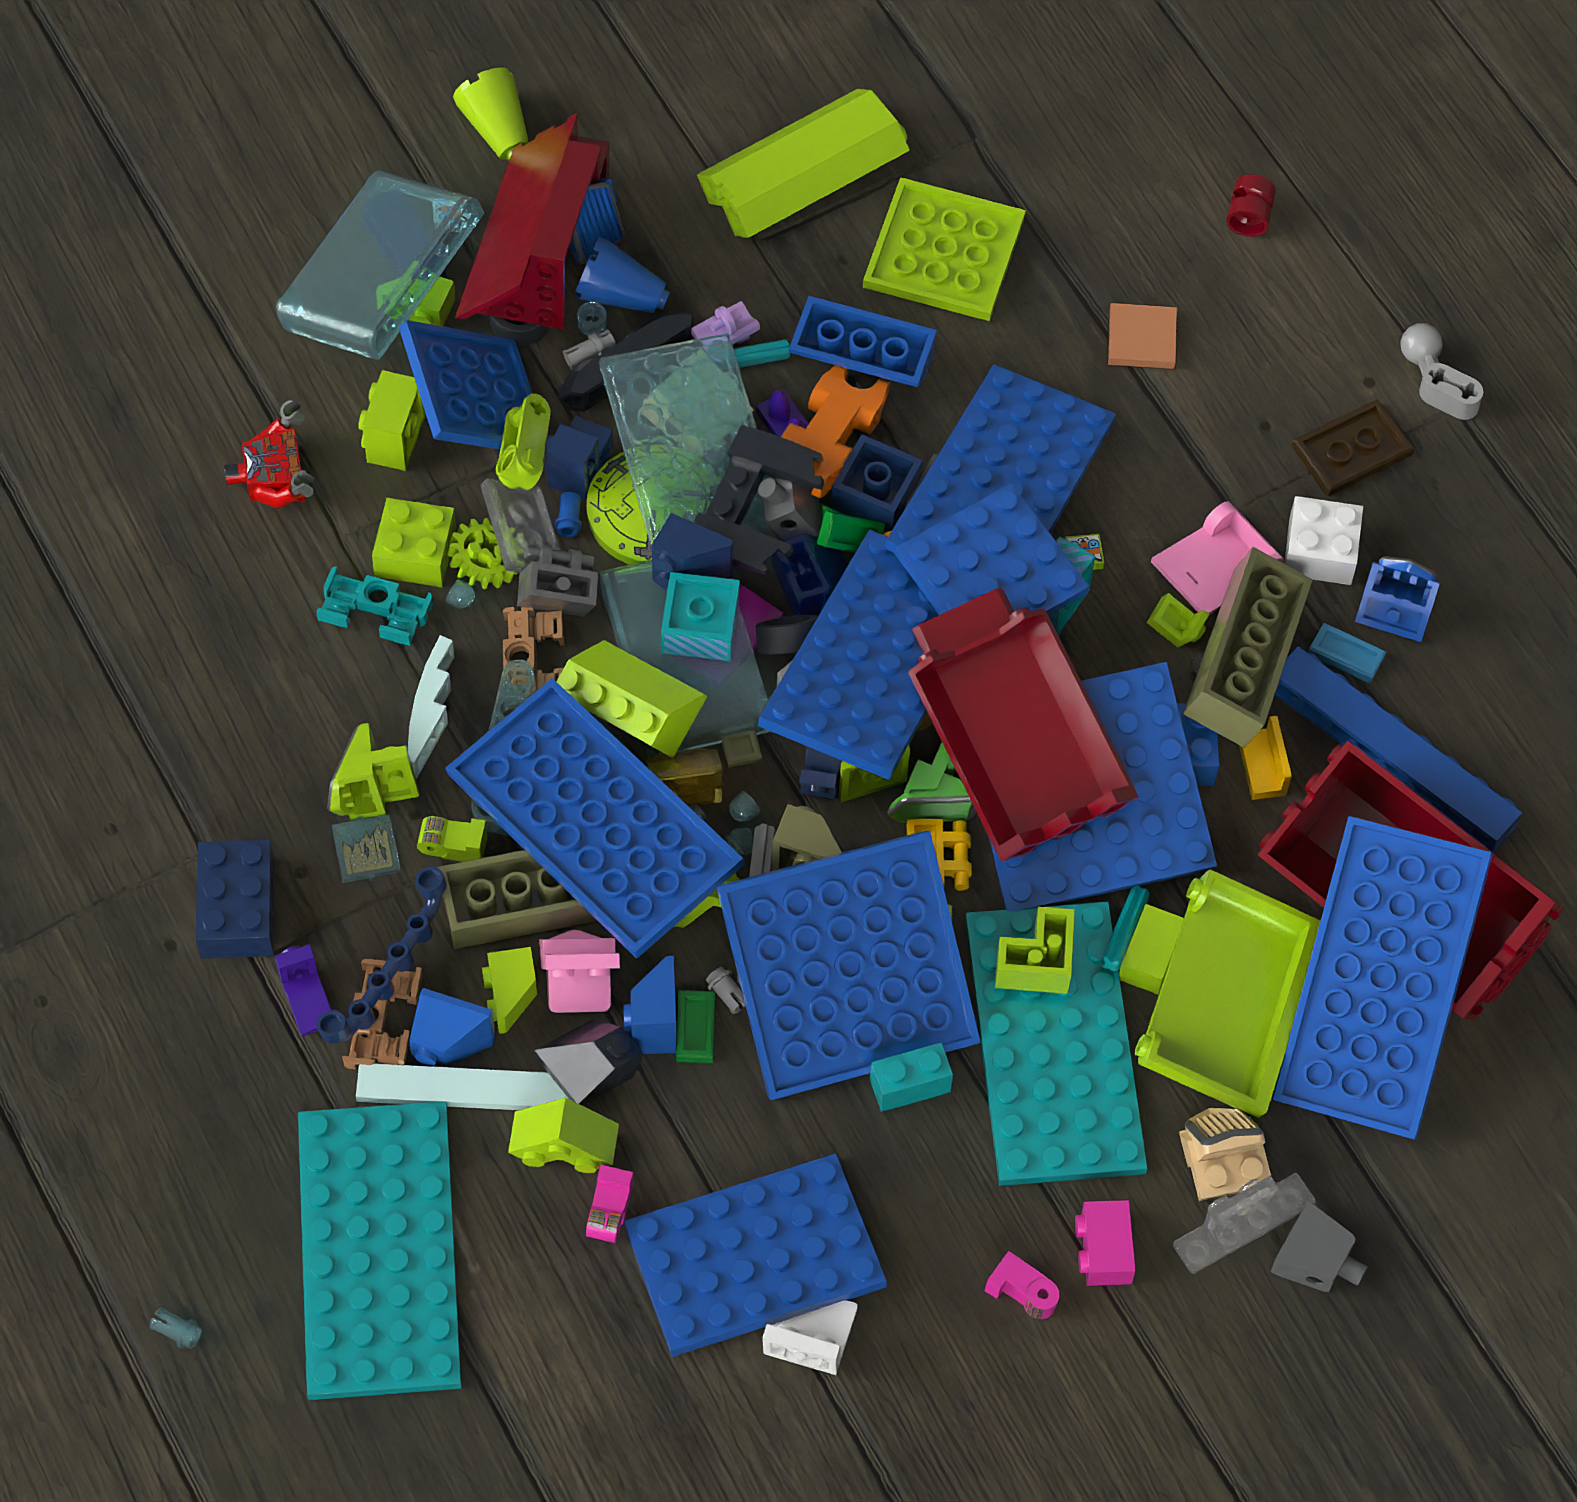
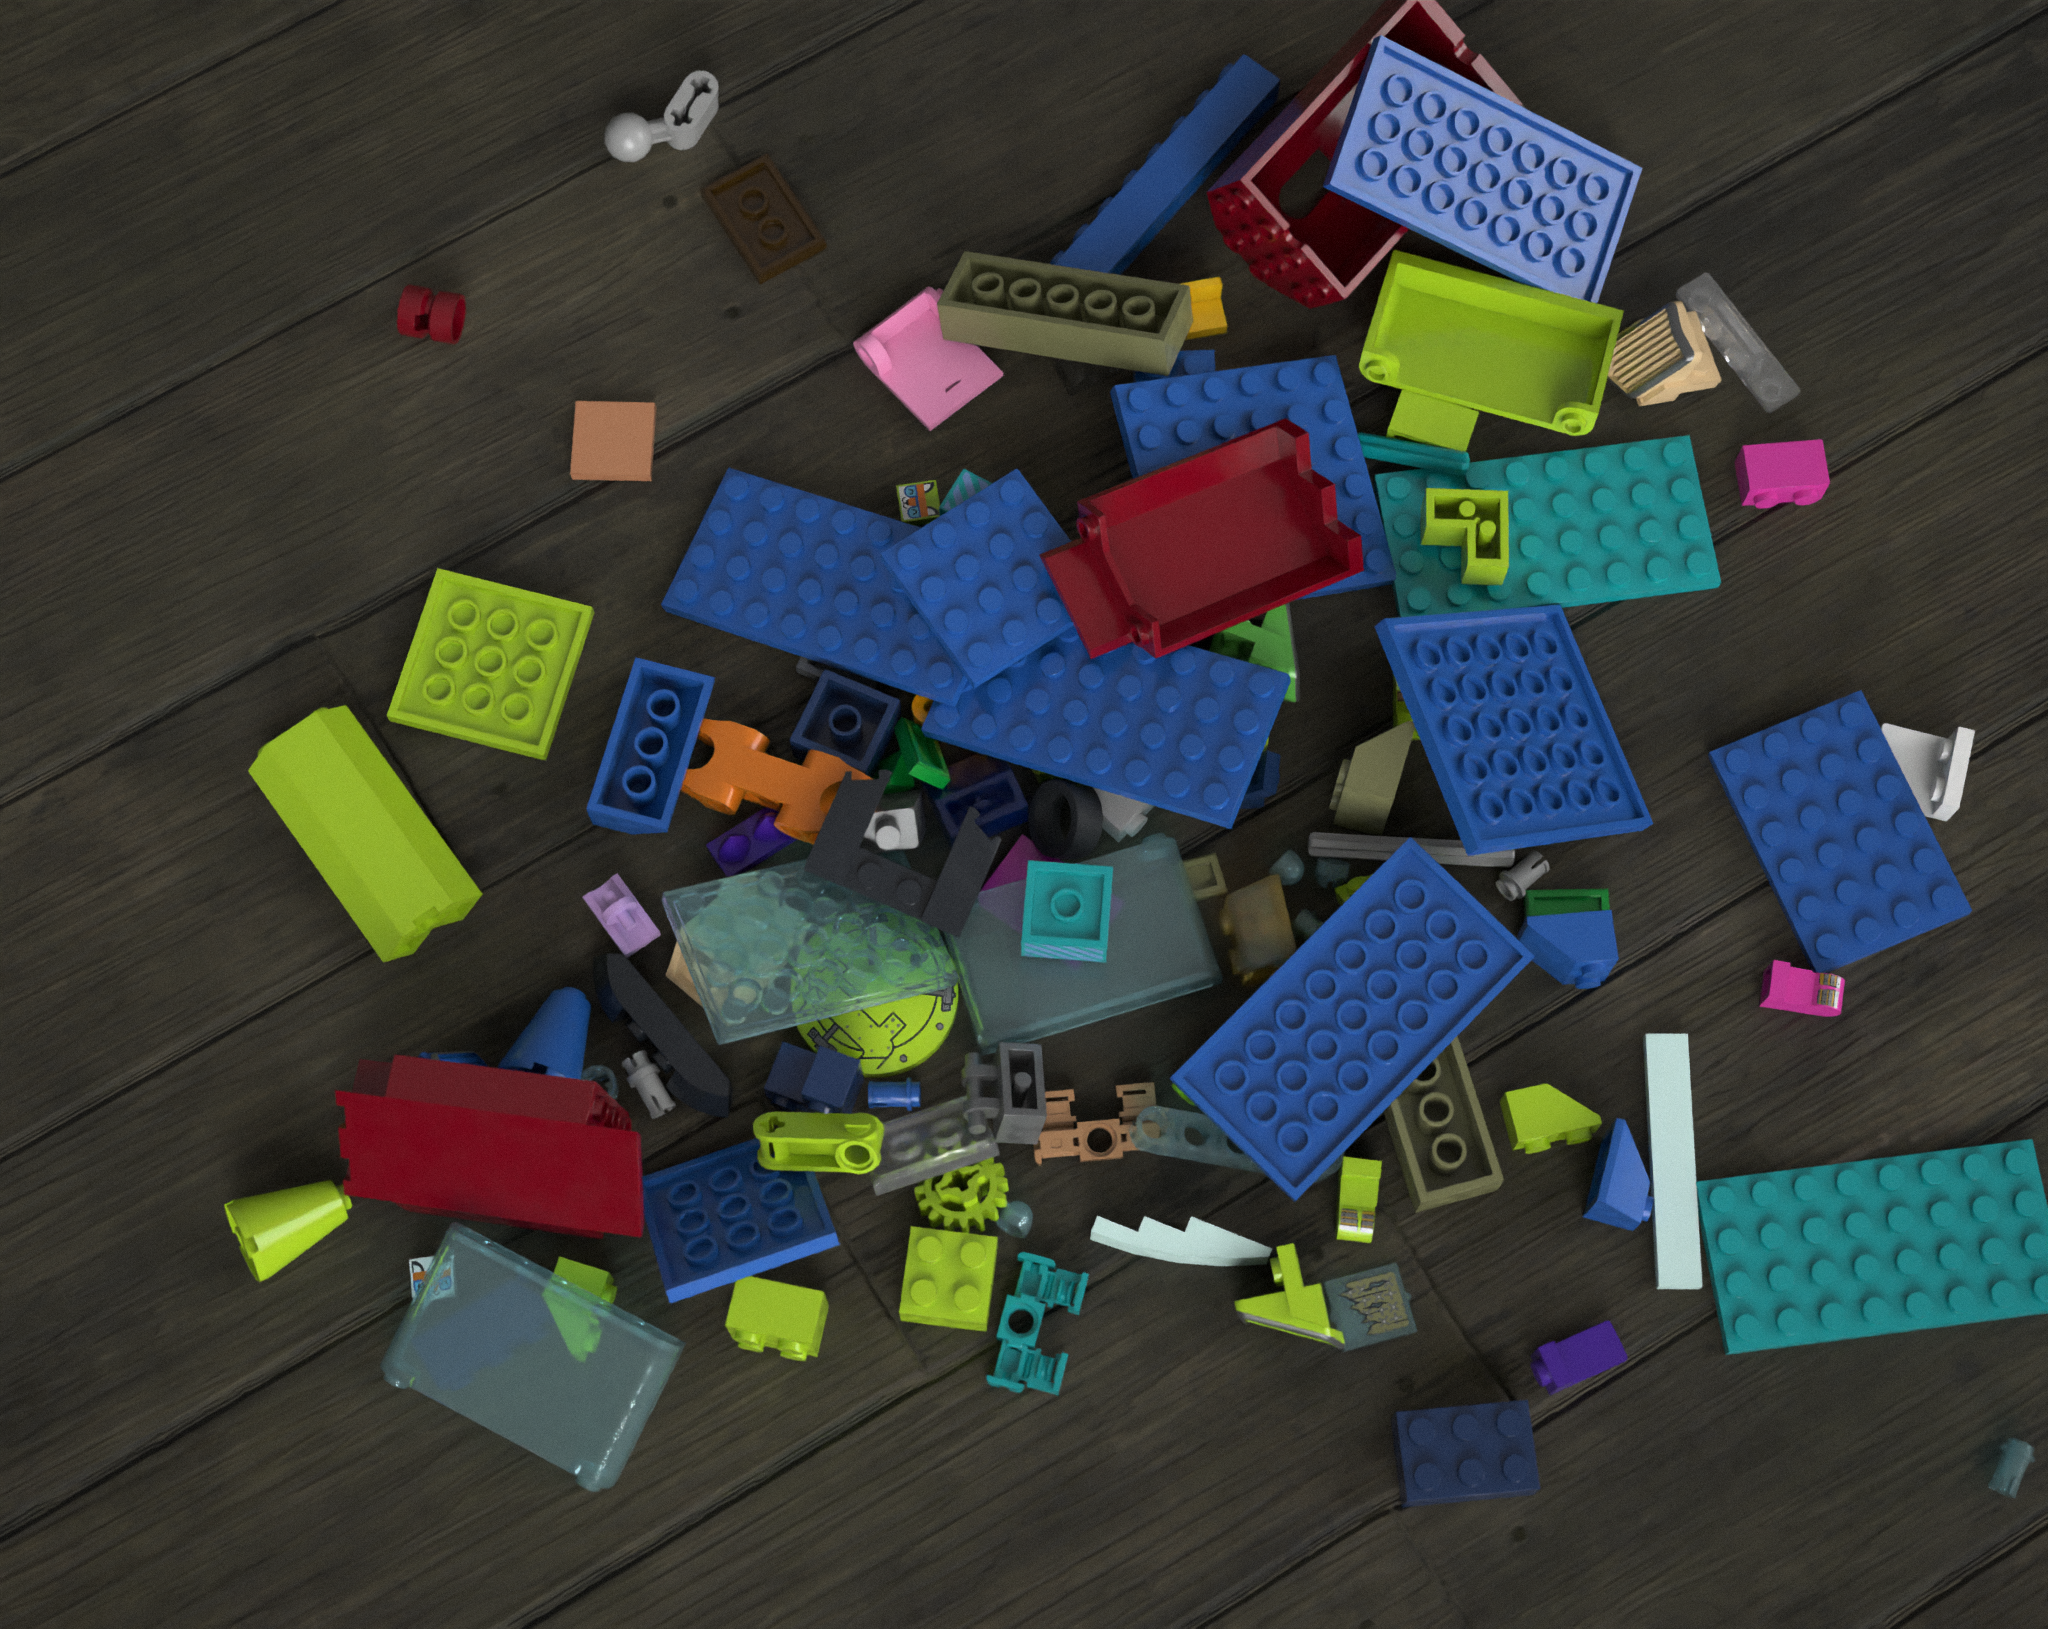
camera: 90 degrees left, 10 degrees up
(273, 463) = (842, 1470): torso -> none
(332, 1024) = (1649, 1303): dark blue bar -> none
(378, 1043) = (1628, 1283): medium nougat piece -> none
(565, 1133) = (1738, 1042): lime brick -> none
(578, 971) = (1517, 1039): bright pink piece -> none
(590, 1060) = (1631, 1020): slope -> none
(632, 695) = (1172, 992): lime slope -> none
(690, 550) = (987, 929): dark blue slope -> none
(762, 353) = (651, 894): teal axle -> none
(911, 1077) = (1616, 672): teal brick -> none
(957, 840) = (1334, 665): yellow plate -> none
(1024, 1285) = (1846, 545): dark pink leg -> none
(1177, 621) = (1013, 398): lime bracket -> none
(1318, 1252) = (1765, 271): dark grey torso -> none
(1324, 539) = (898, 245): white brick -> none
(1347, 653) = (1037, 228): dark azure tile -> none
(1398, 597) = (974, 166): blue piece -> none

